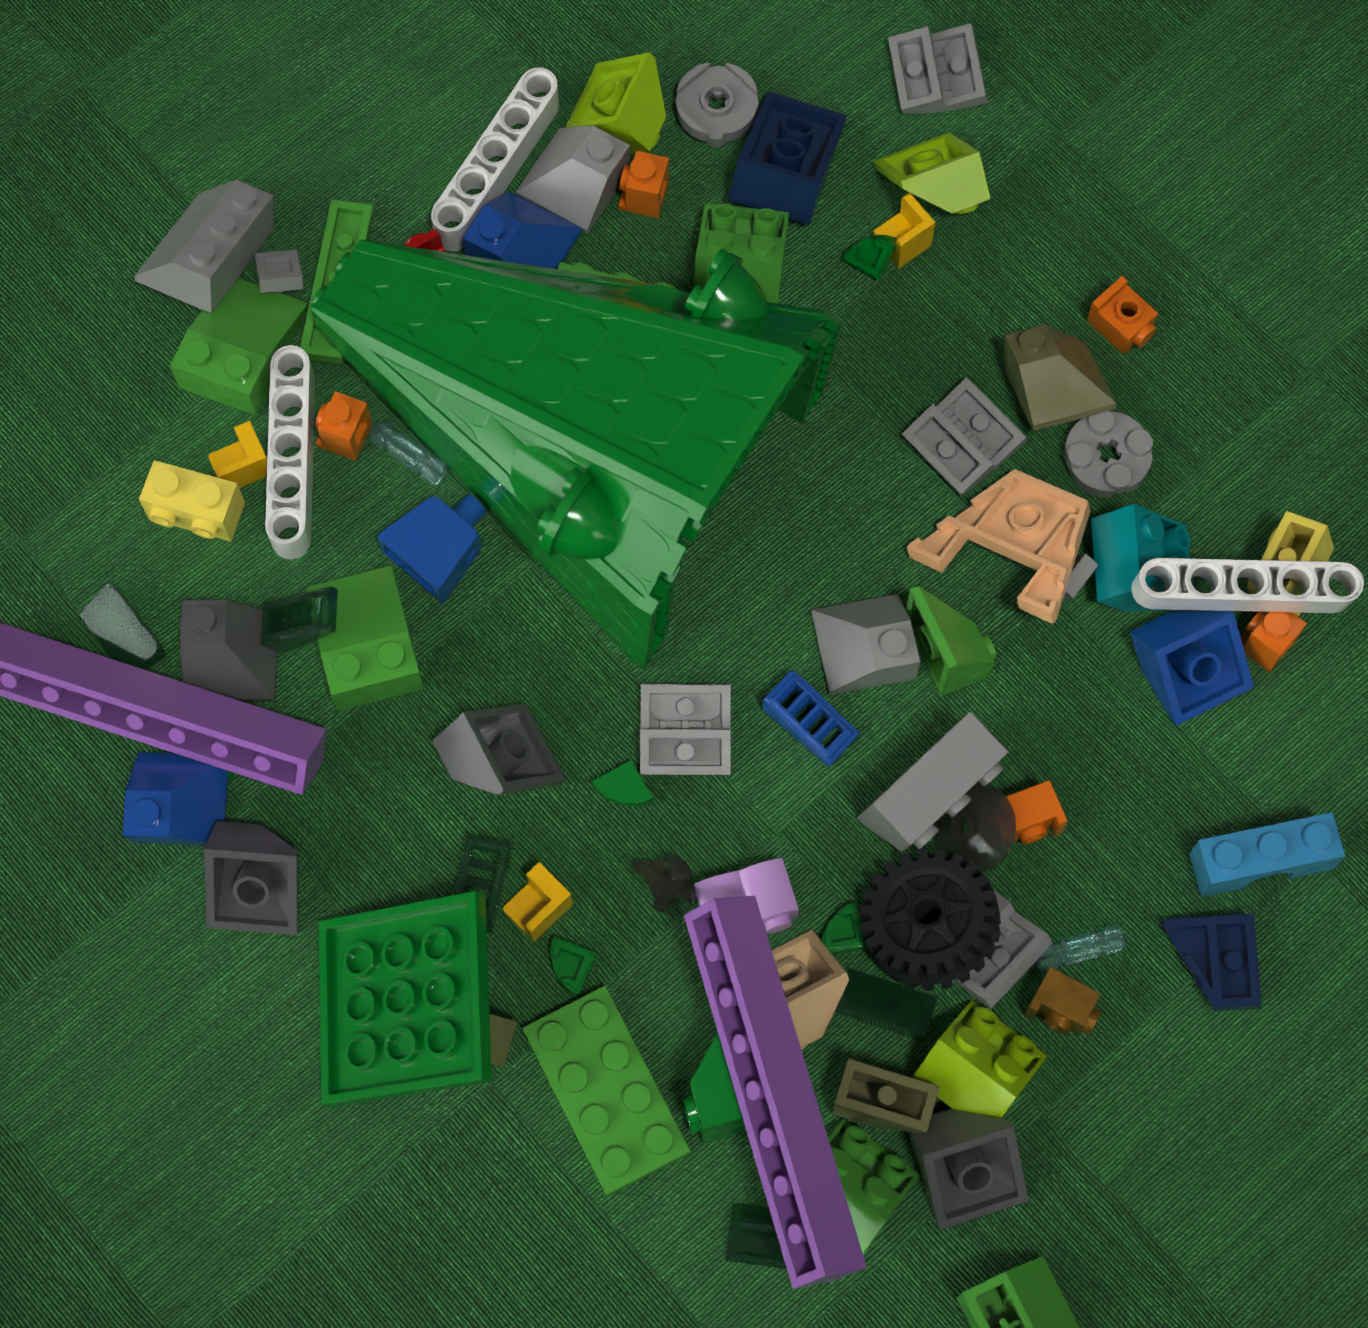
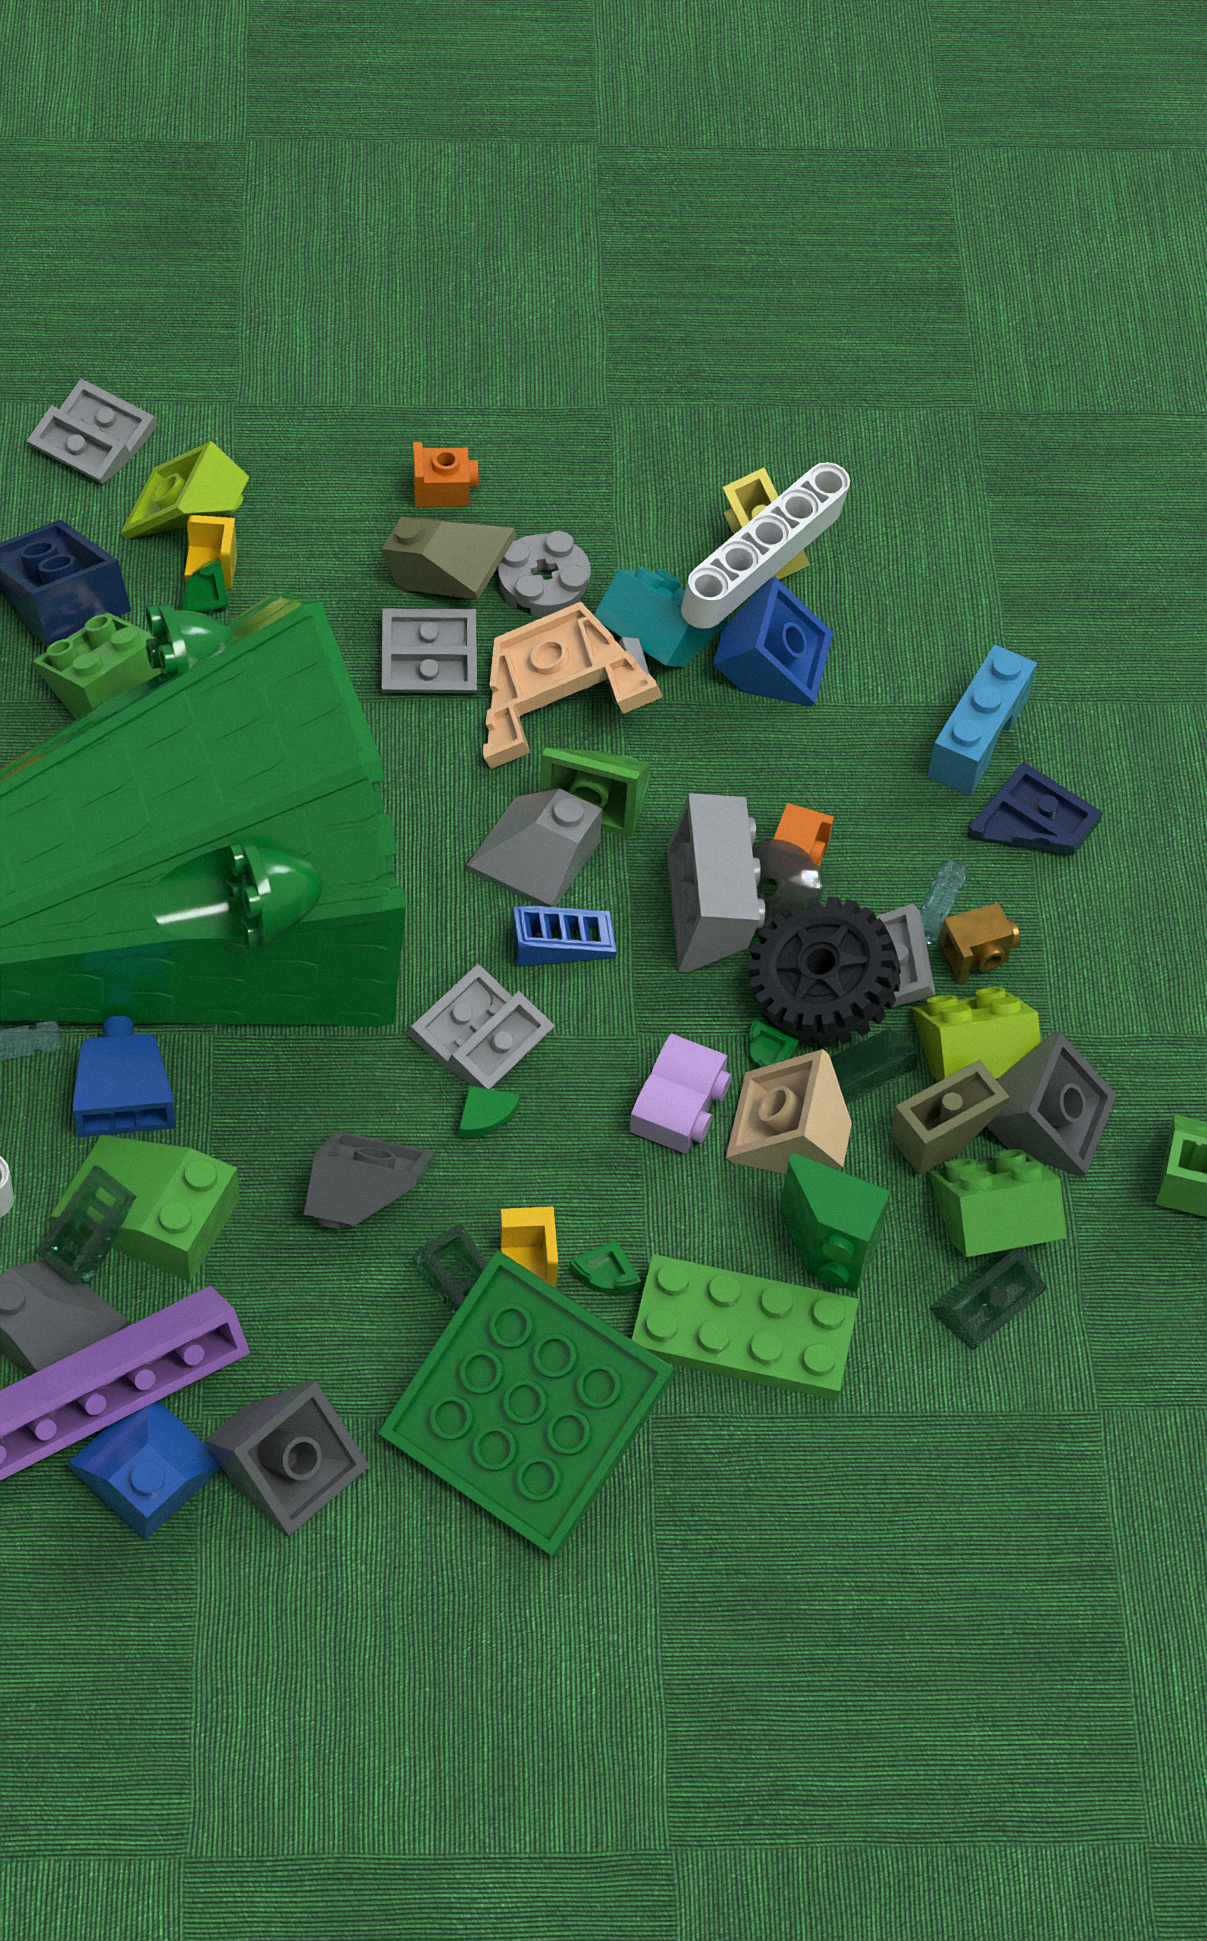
camera: 55 degrees left, 15 degrees down
(667, 879) = (607, 1143): clear smoke piece -> none
(774, 1092) = (884, 1159): medium lavender brick -> none
(1271, 636) = (811, 579): orange brick -> none

